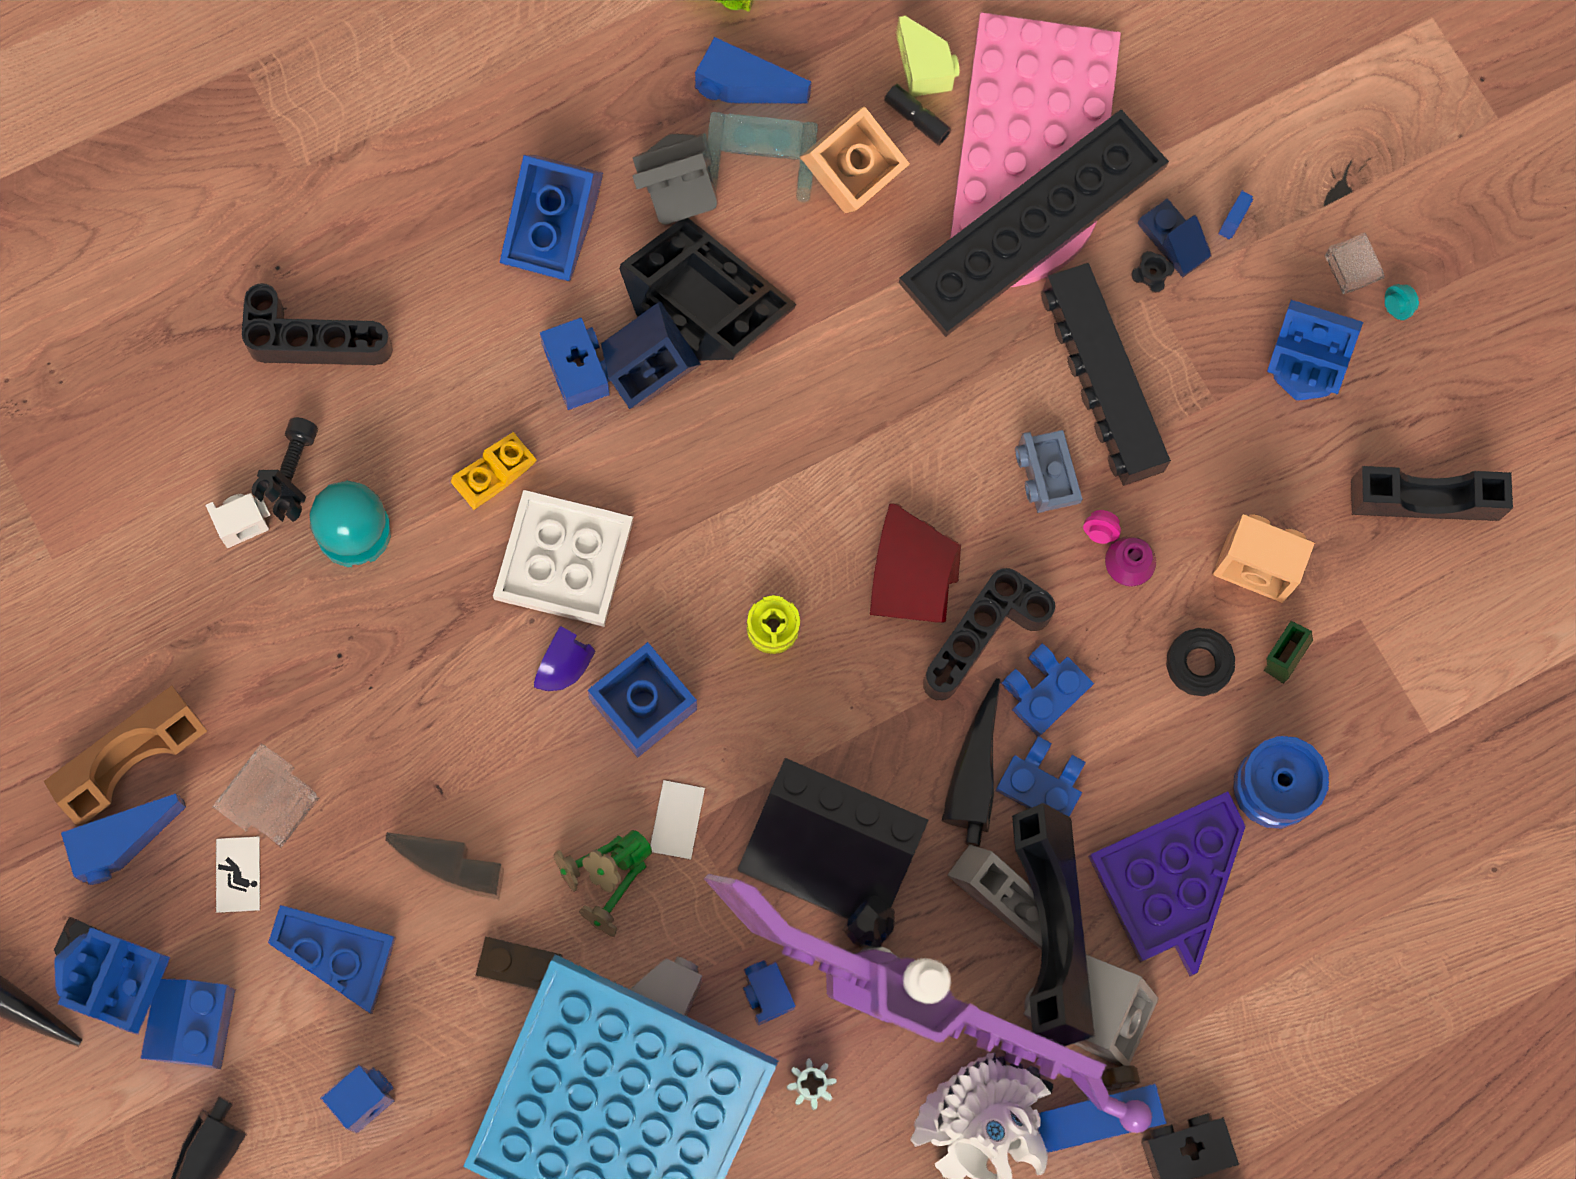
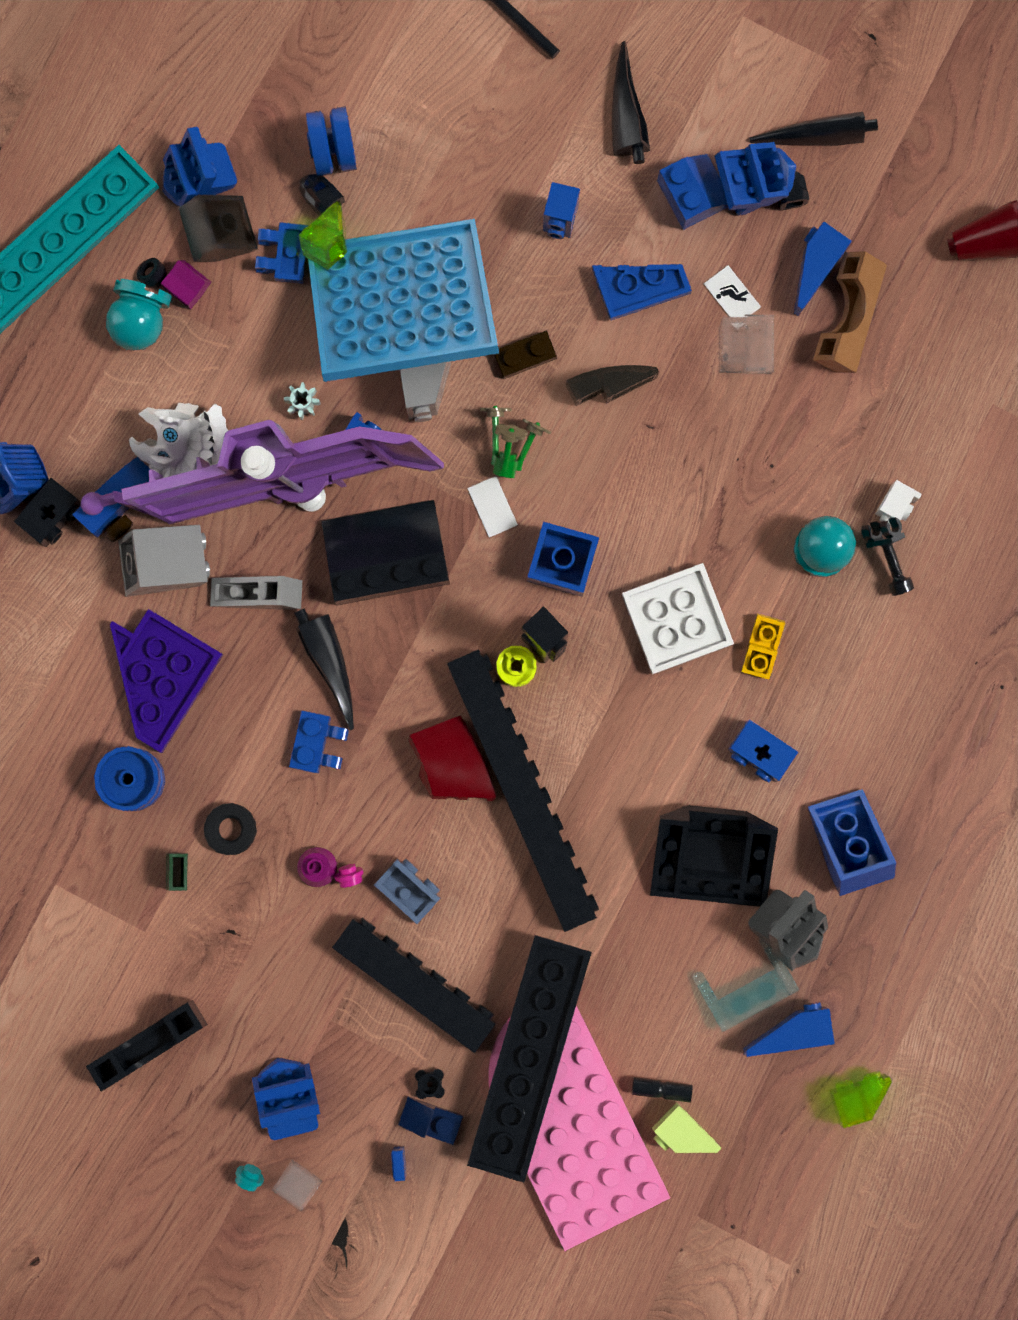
camera: 155 degrees right, 10 degrees up
(319, 334) = (939, 655): black beam -> none
(563, 662) = (629, 554): dark purple brick -> none
(647, 356) = (717, 783): dark blue slope -> none
(724, 615) = (545, 635): none -> black arch
(854, 160) = (678, 1018): light nougat brick -> none
(857, 495) = (522, 791): none -> black brick
(870, 923) = (329, 516): black rock -> none
(979, 636) = (379, 747): black beam -> none
(1032, 786) = (280, 675): blue plate -> none
(1062, 992) = (181, 542): black arch -> none
(1264, 557) = (229, 921): light nougat brick -> none

